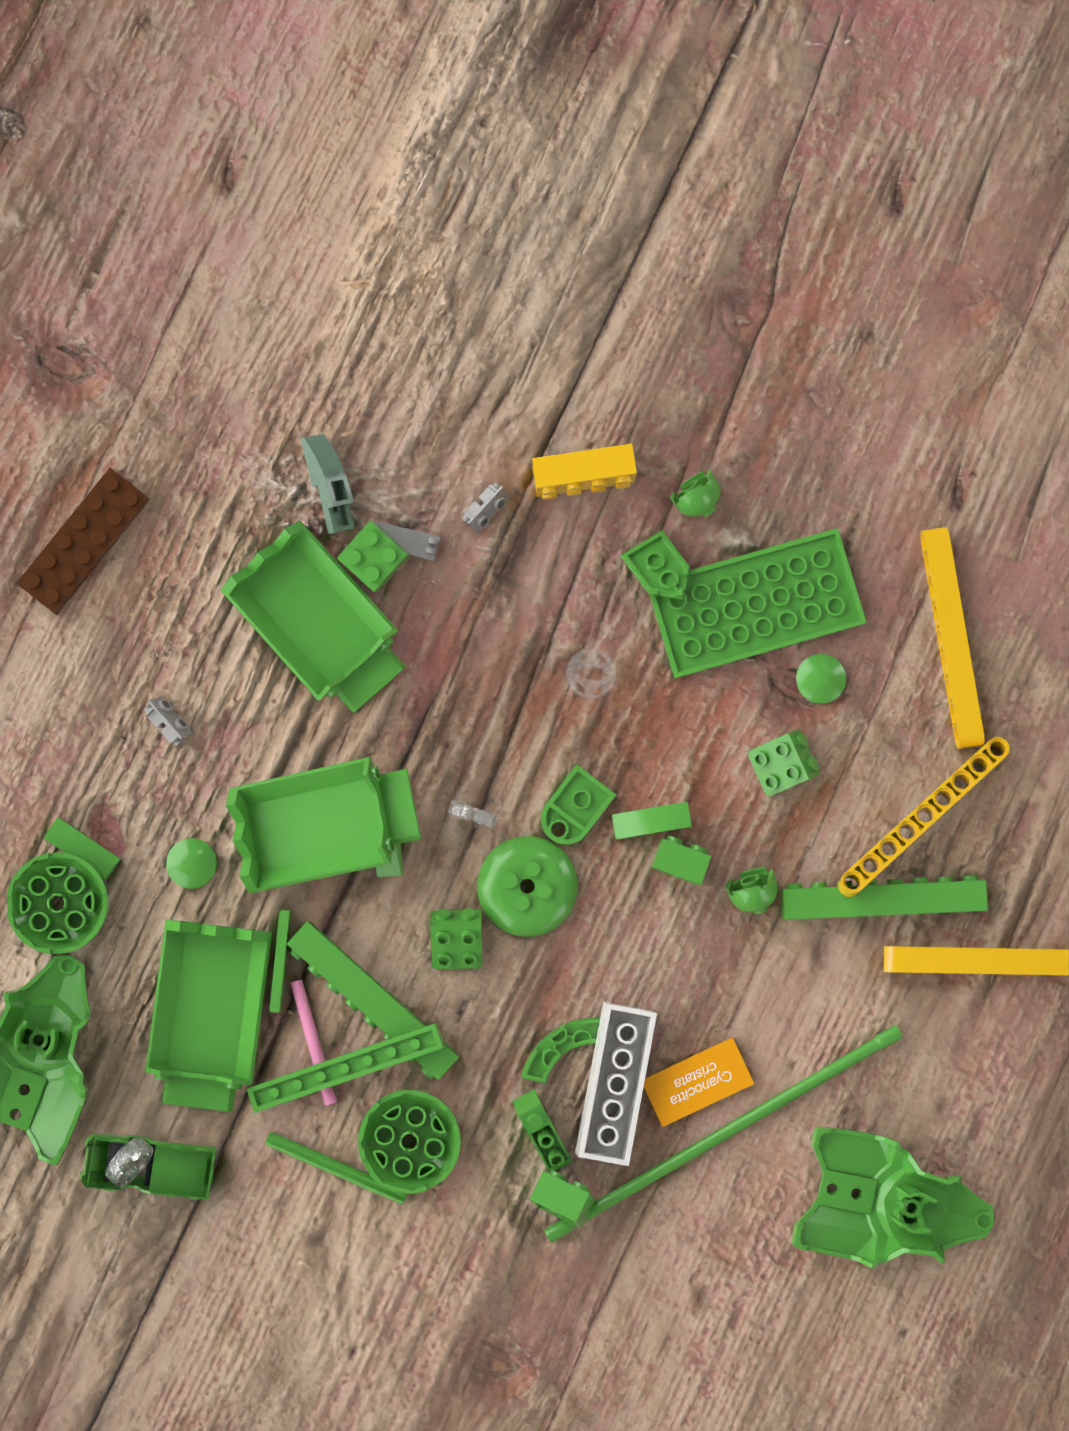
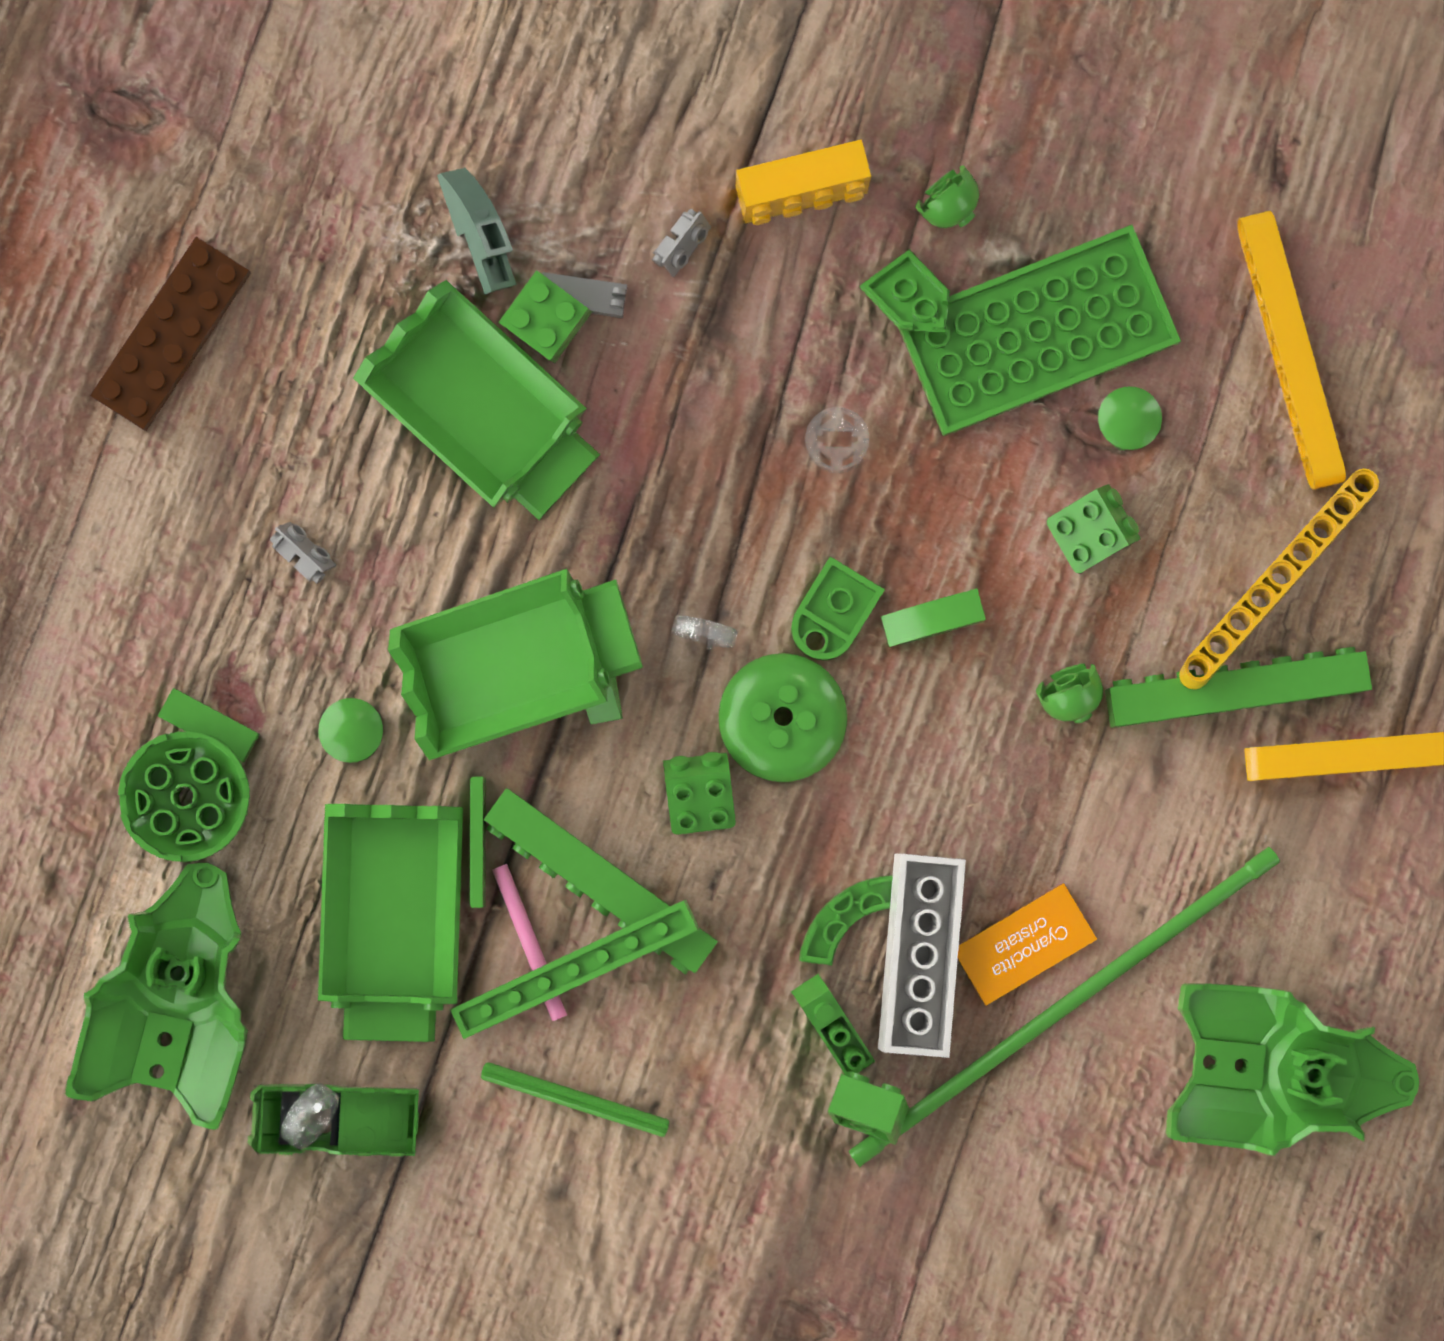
camera: 10 degrees left, 0 degrees up
(405, 1167) = (665, 1089): bright green brick -> none
(681, 861) = (976, 664): bright green brick -> none

